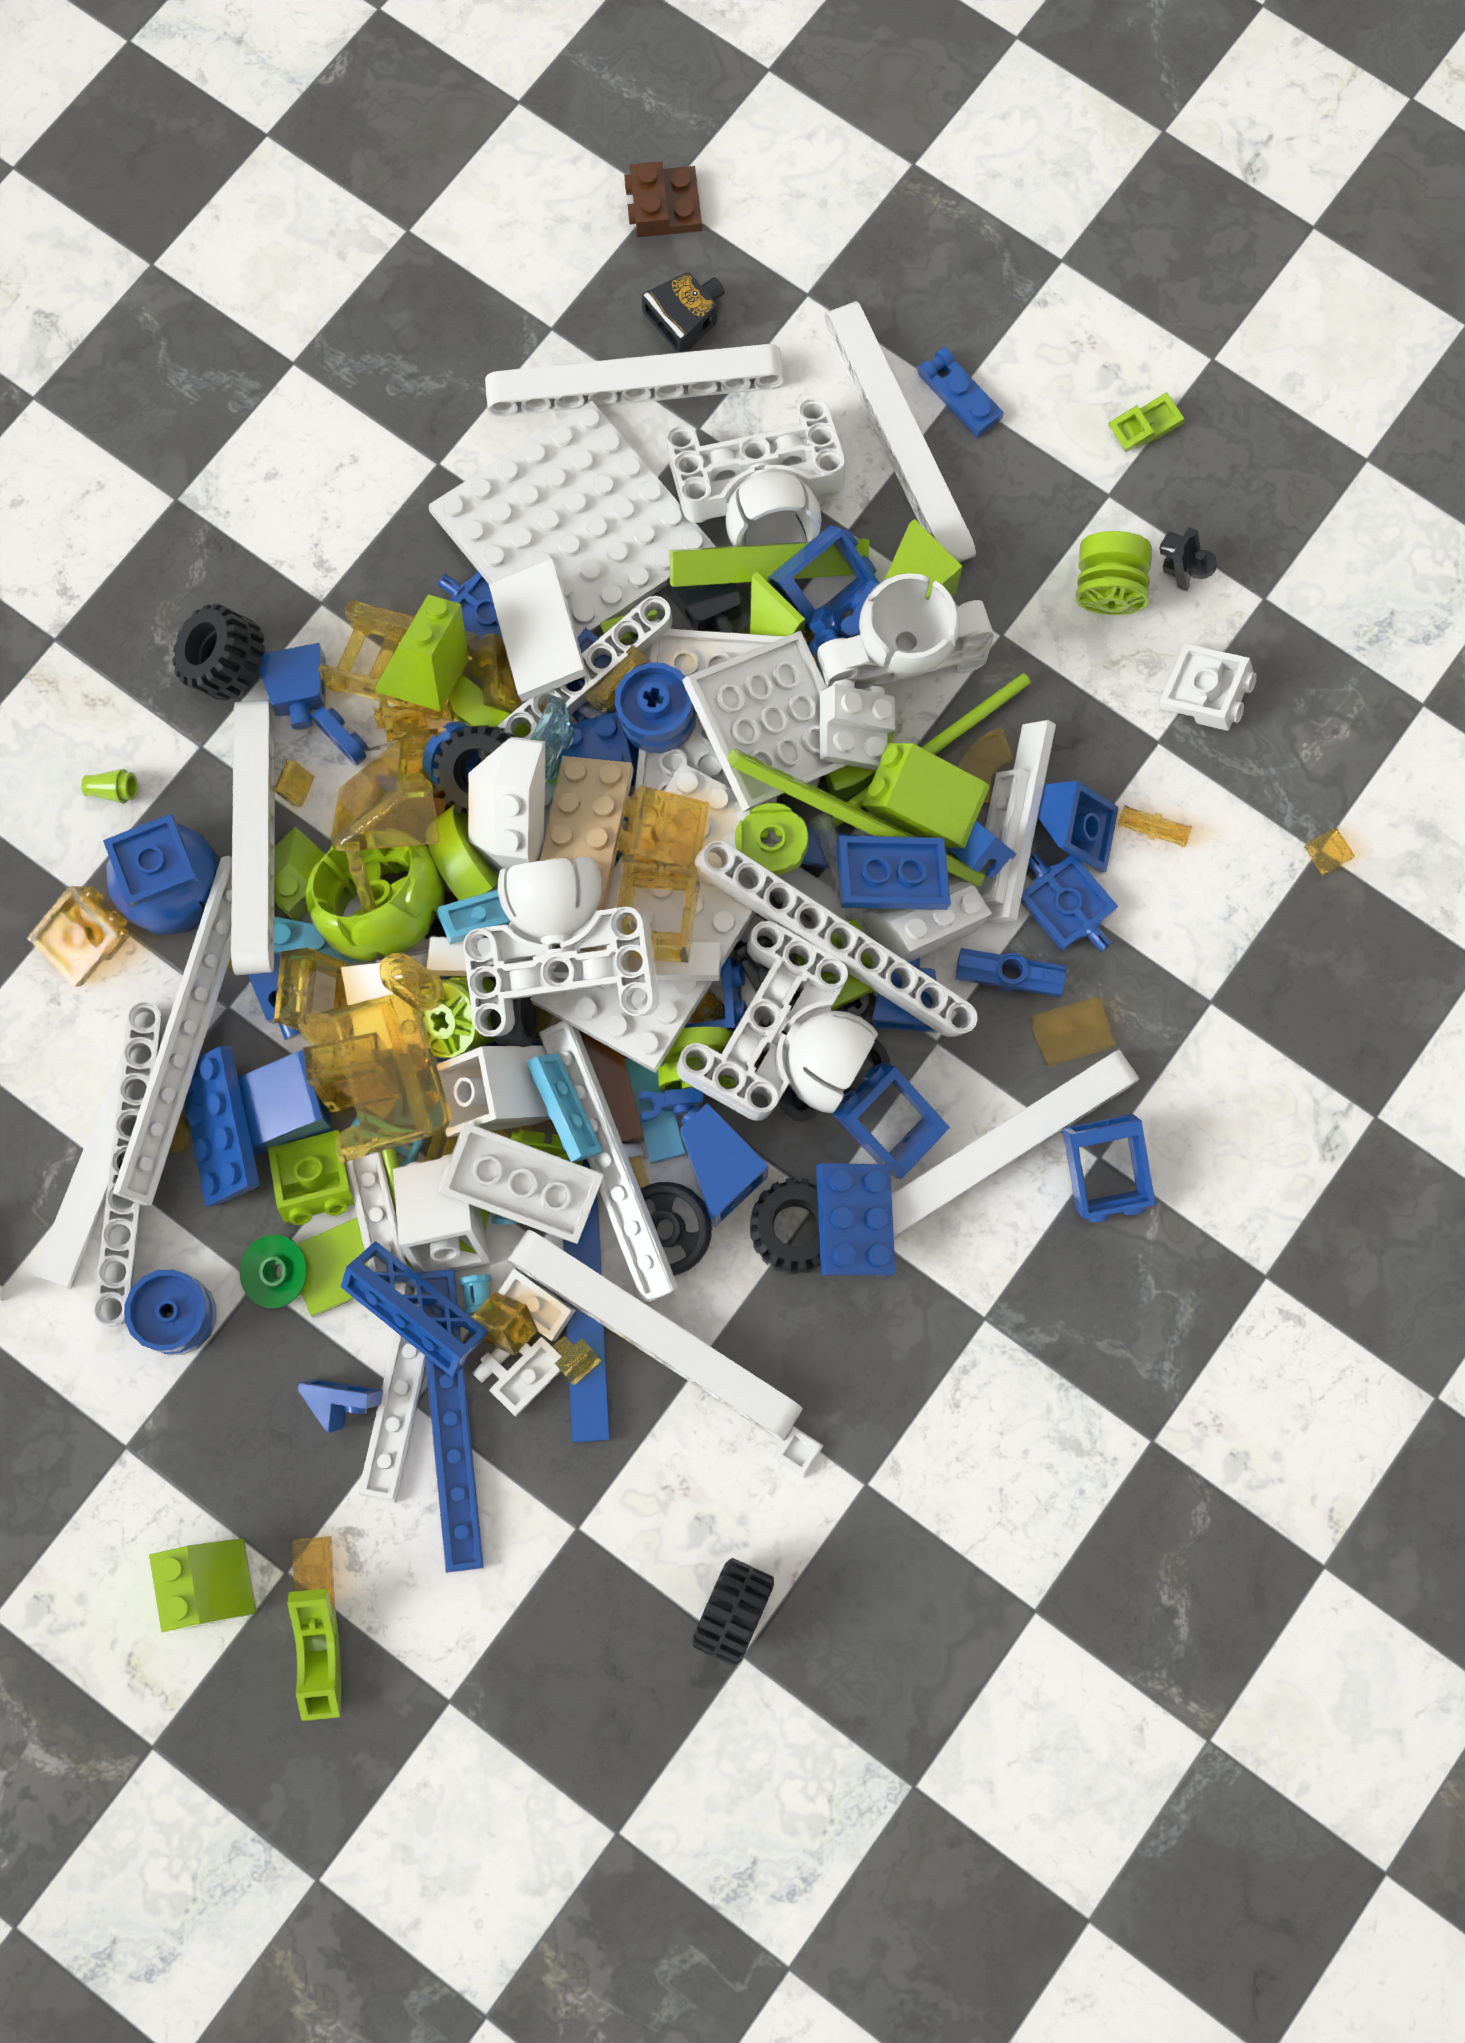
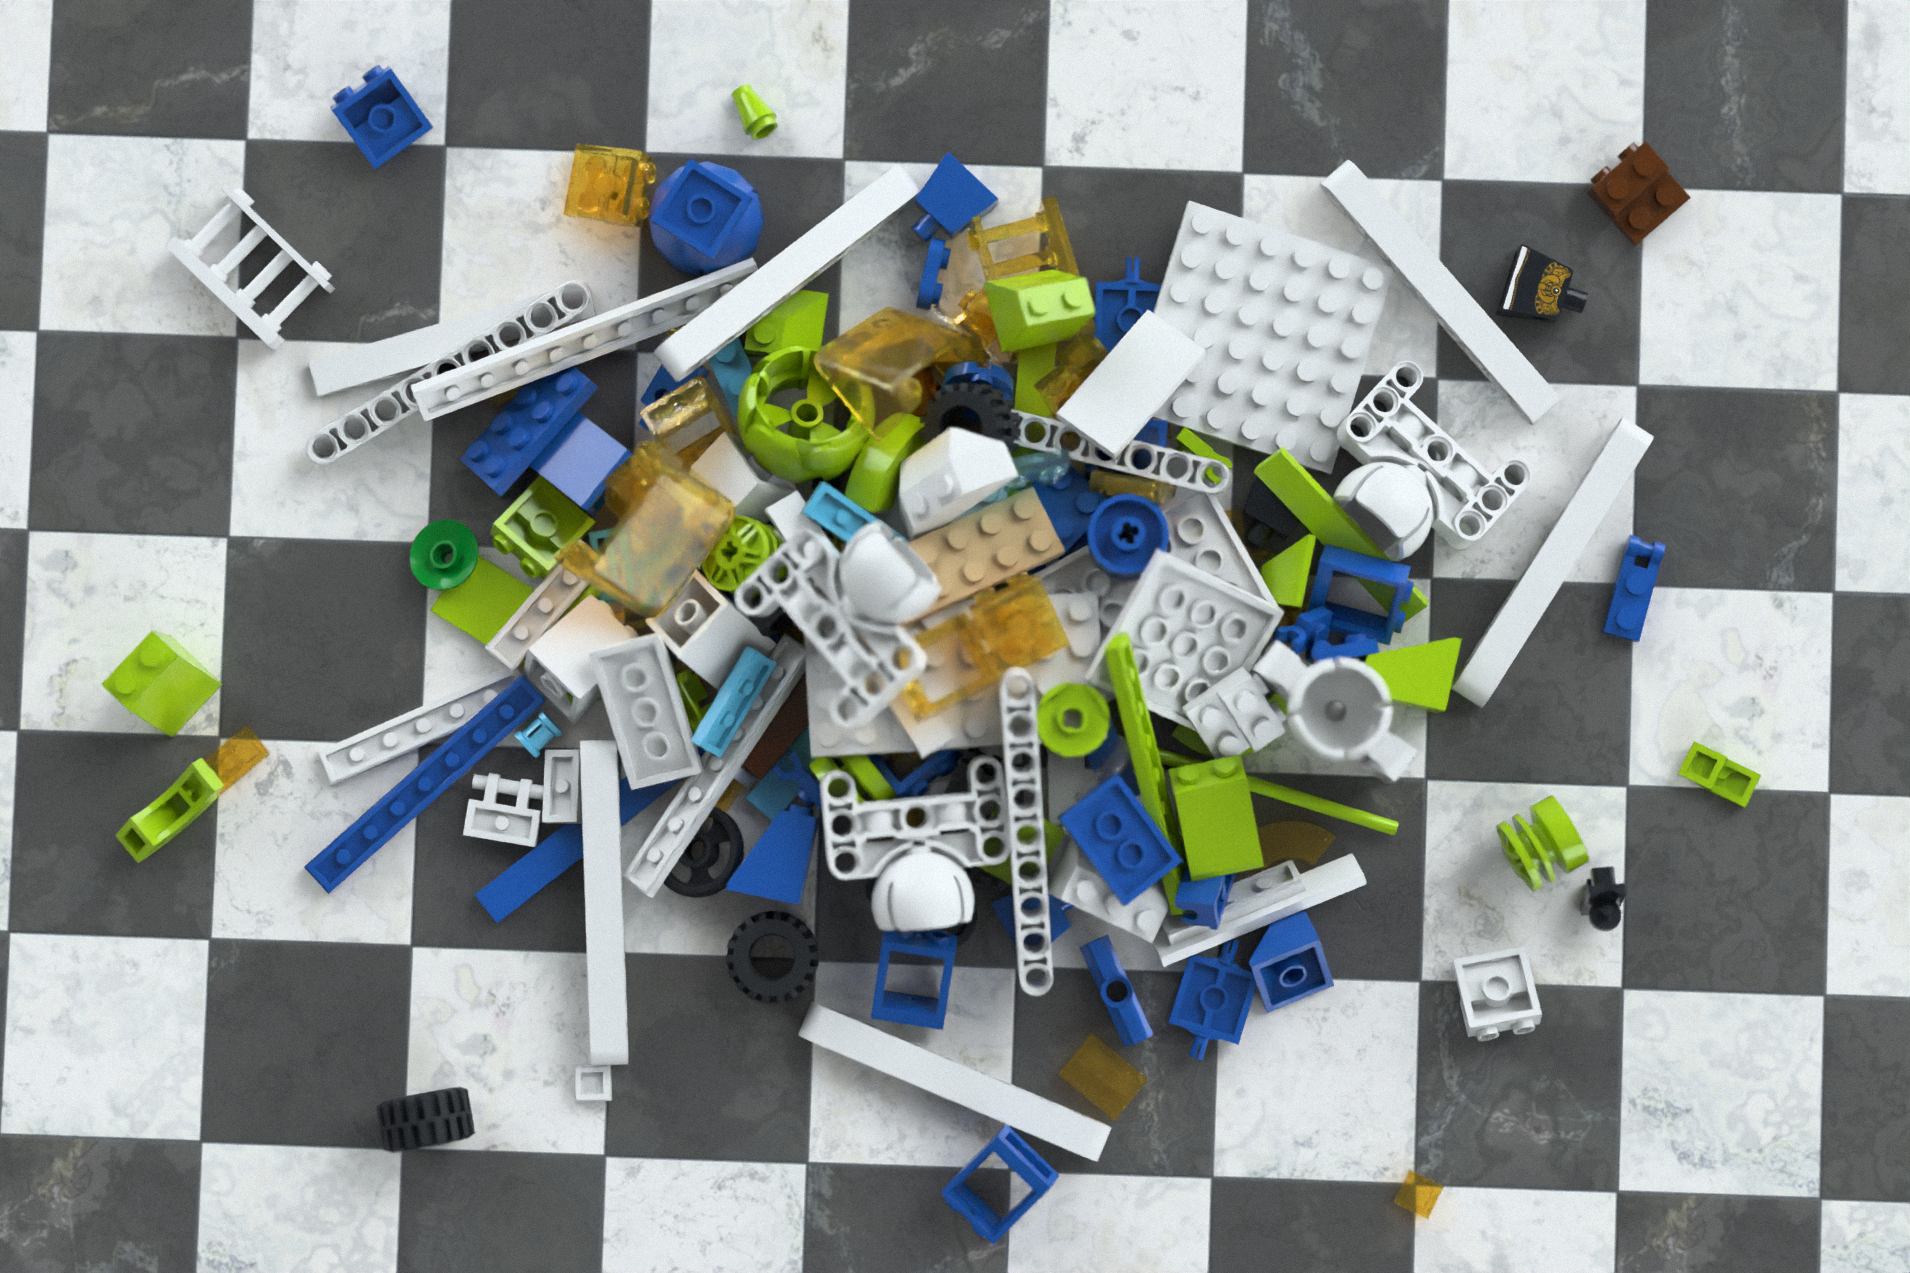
camera: 60 degrees right, 10 degrees up
(151, 1301) = (333, 505): blue wheel -> none
(218, 652) = (928, 120): black tyre -> none
(294, 783) = (862, 266): clear yellow tile -> none
(333, 1399) = (376, 678): slope -> none
(360, 878) = (802, 400): clear yellow hose -> none
(404, 1316) = (477, 695): blue fence -> none
(415, 982) = (743, 509): clear yellow plate -> none
(507, 1323) = (528, 775): clear yellow brick -> none
(576, 1359) = (539, 853): clear yellow tile -> none
(855, 1219) = (806, 1005): blue plate -> none
(1154, 826) = (1336, 1028): clear yellow pin -> none

